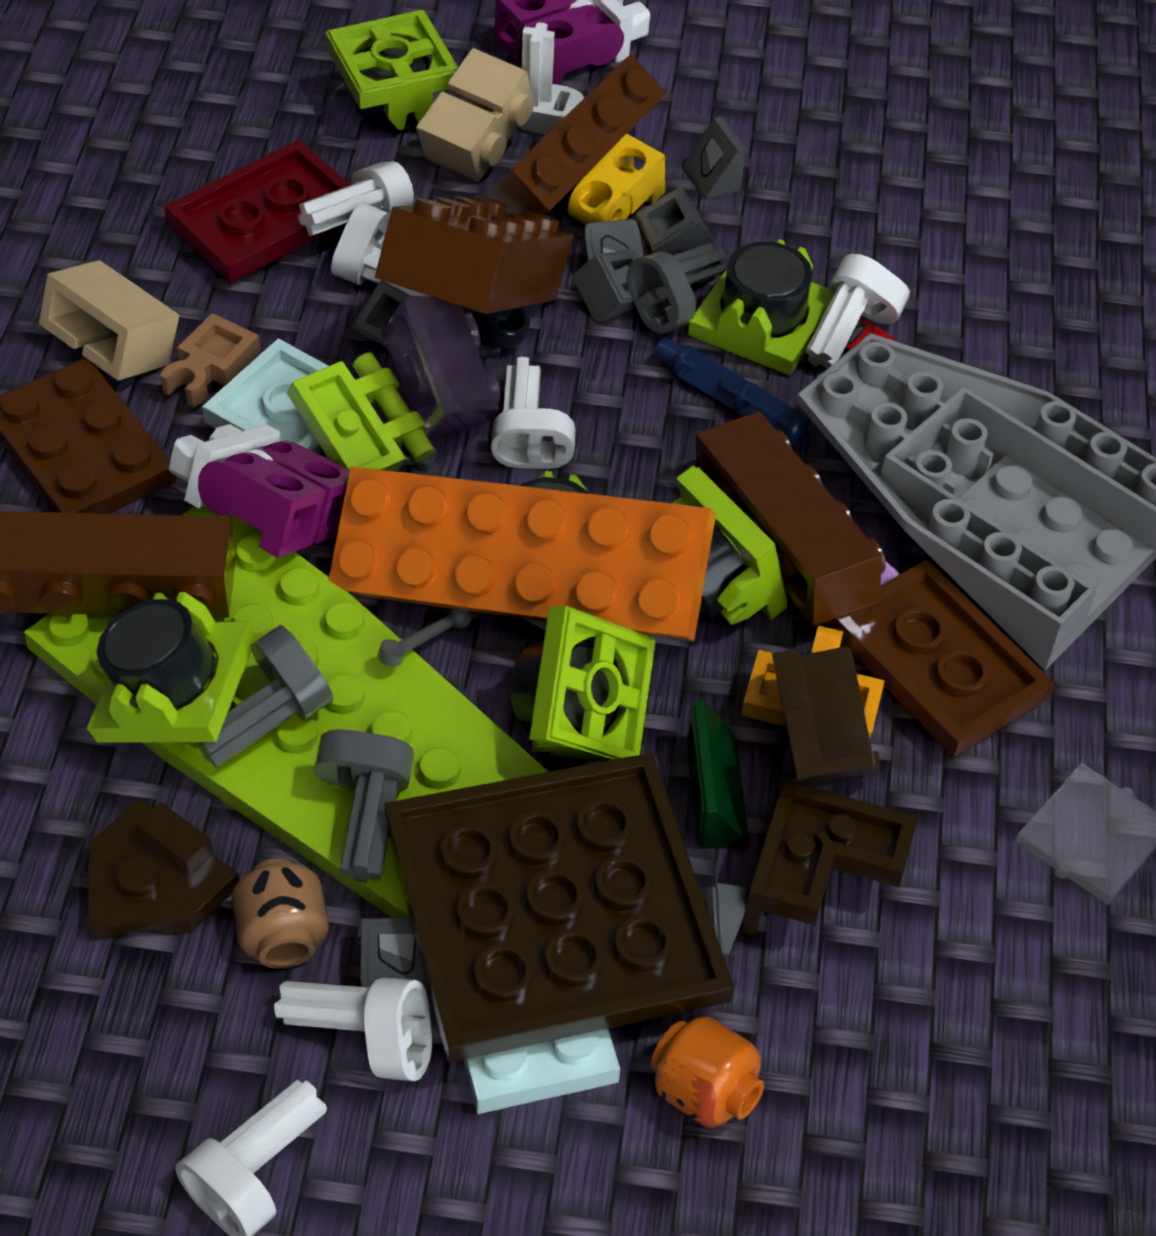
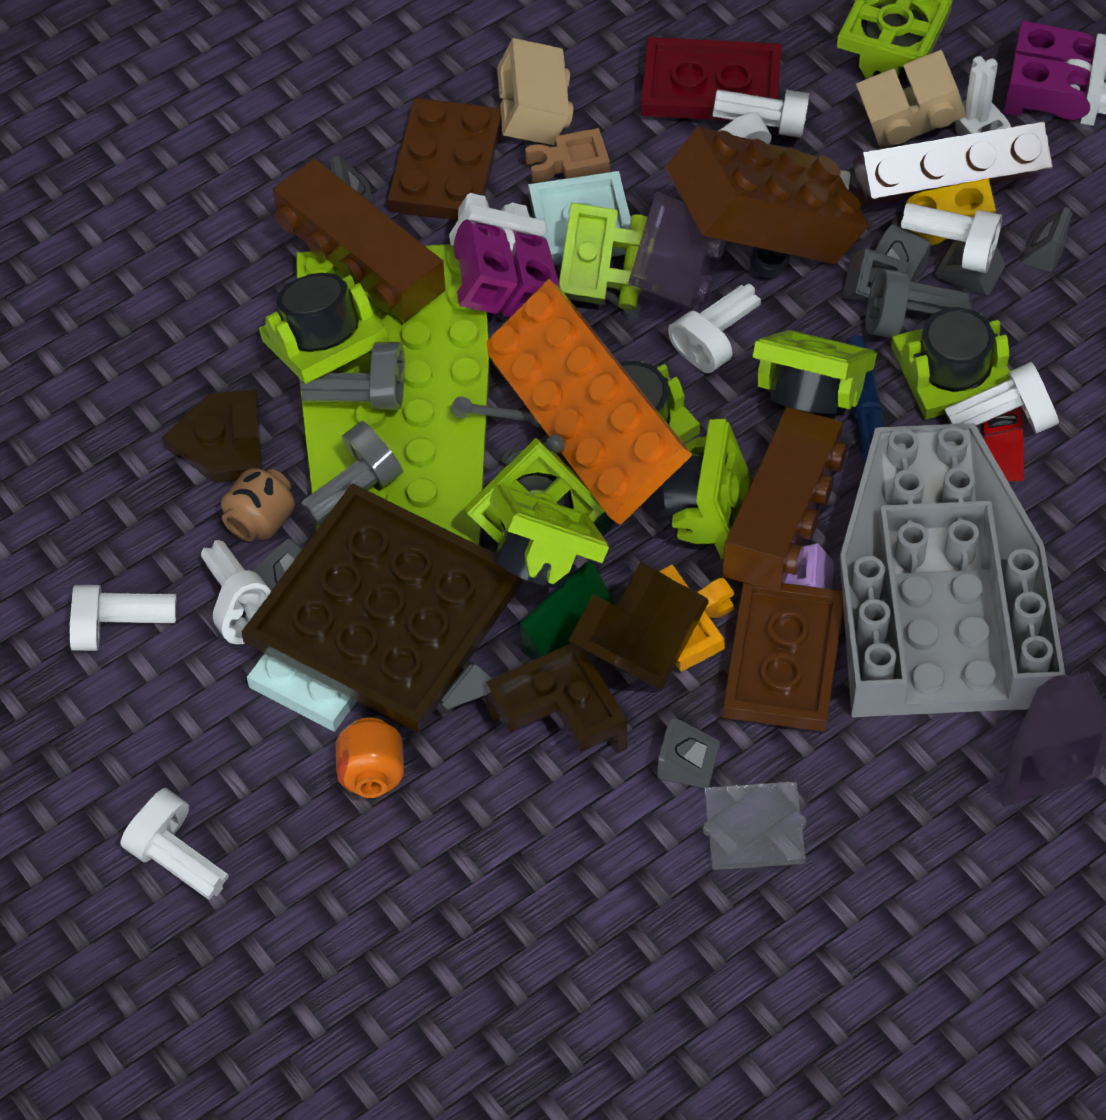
camera: 50 degrees right, 5 degrees up
(478, 670) = (553, 443): none -> dark grey hinge
(658, 703) = (543, 537): none -> lime piece
(677, 177) = (978, 232): none -> white piece
(680, 387) = (812, 371): none -> lime piece
(968, 818) = (687, 755): none -> dark grey slope

